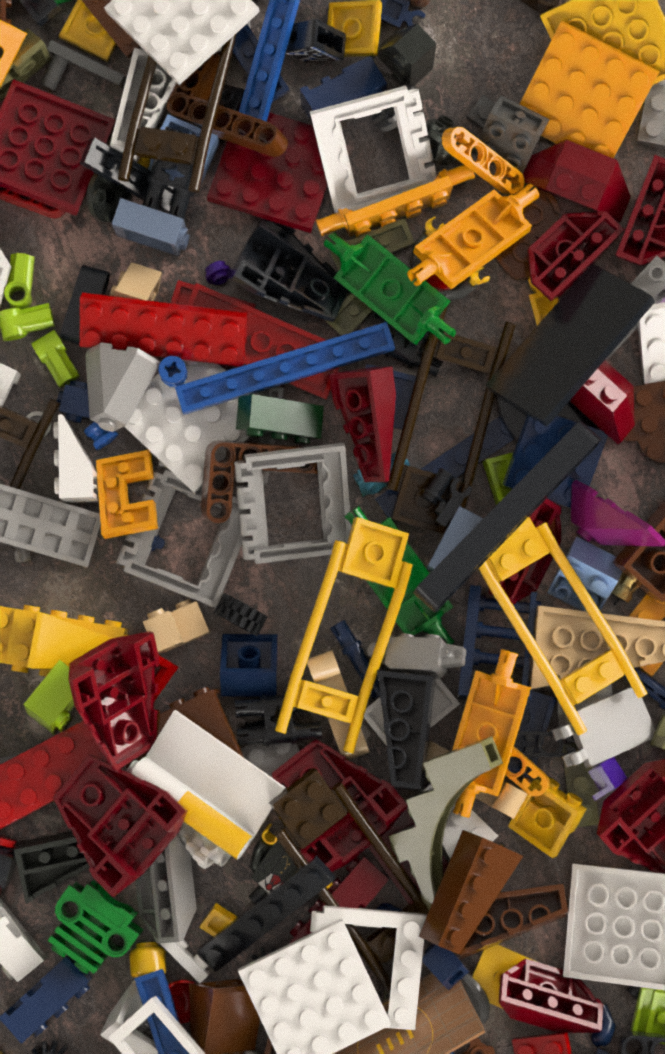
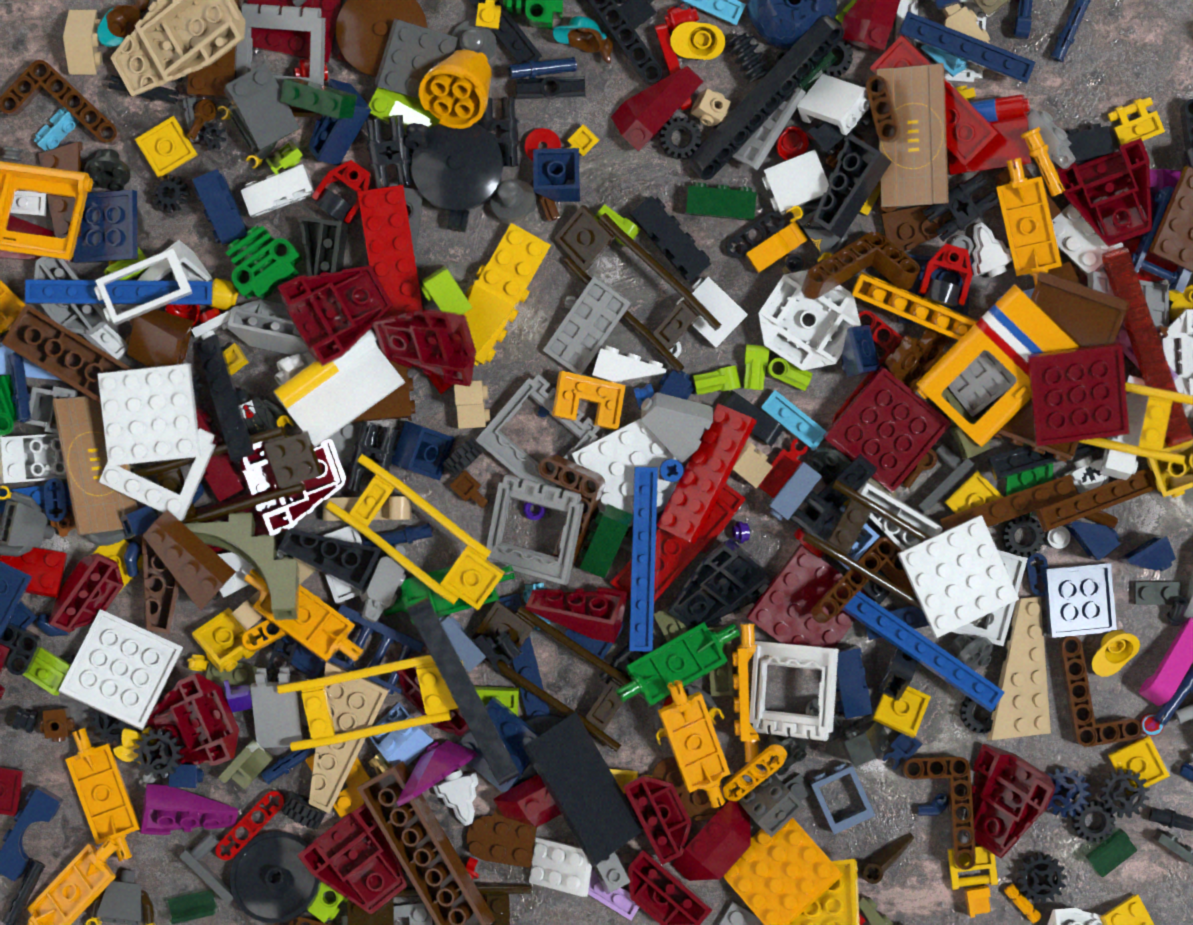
camera: 110 degrees right, 5 degrees up
(70, 94) = (925, 463): none -> reddish brown plate
(71, 257) = (794, 420): none -> medium azure plate
(127, 250) = (783, 467): none -> red plate
(177, 968) = (209, 315): none -> red tile
(200, 199) = (799, 535): none -> red piece
(274, 505) = (533, 516): none -> dark purple plate
(274, 599) = (467, 487): none -> reddish brown plate
(490, 960) = (131, 557): none -> dark blue arm
(496, 40) = (852, 818): none -> sand blue window
(585, 840) = (197, 663): none -> yellow plate
(628, 486) = (458, 793): none -> white rock

